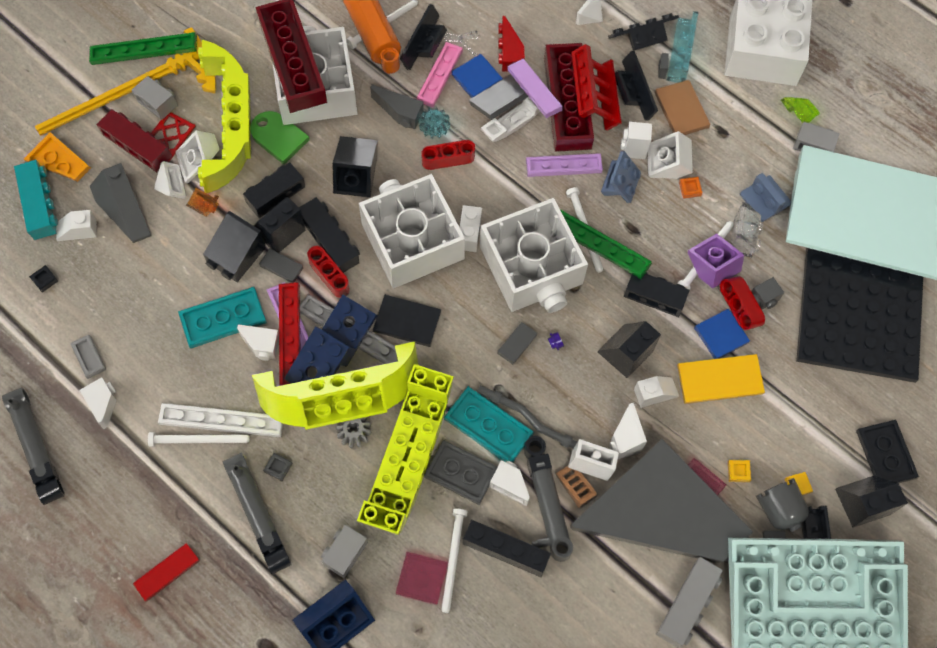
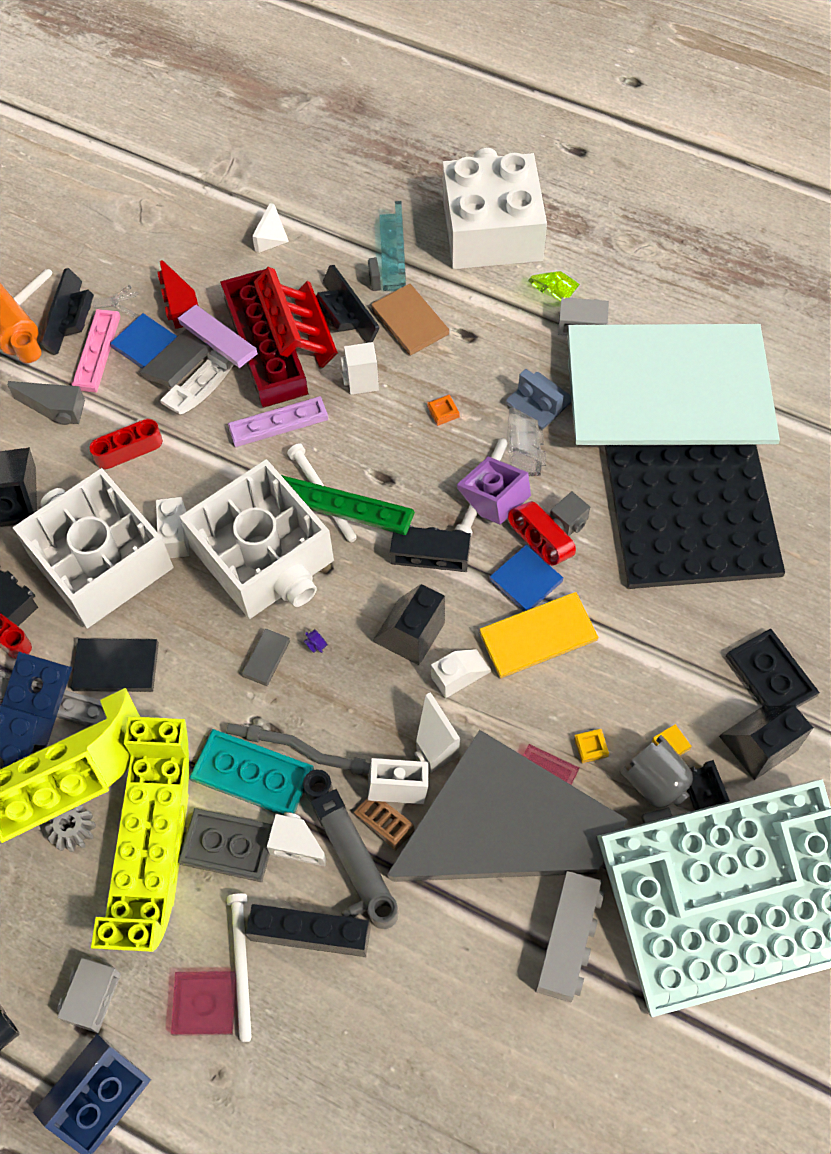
camera: 10 degrees left, 5 degrees down
(434, 123) = (100, 409): clear light blue gear -> none
(621, 178) = (354, 418): sand blue bracket -> none
(646, 35) = (344, 243): black bracket -> none
(670, 157) = (408, 379): white slope -> none

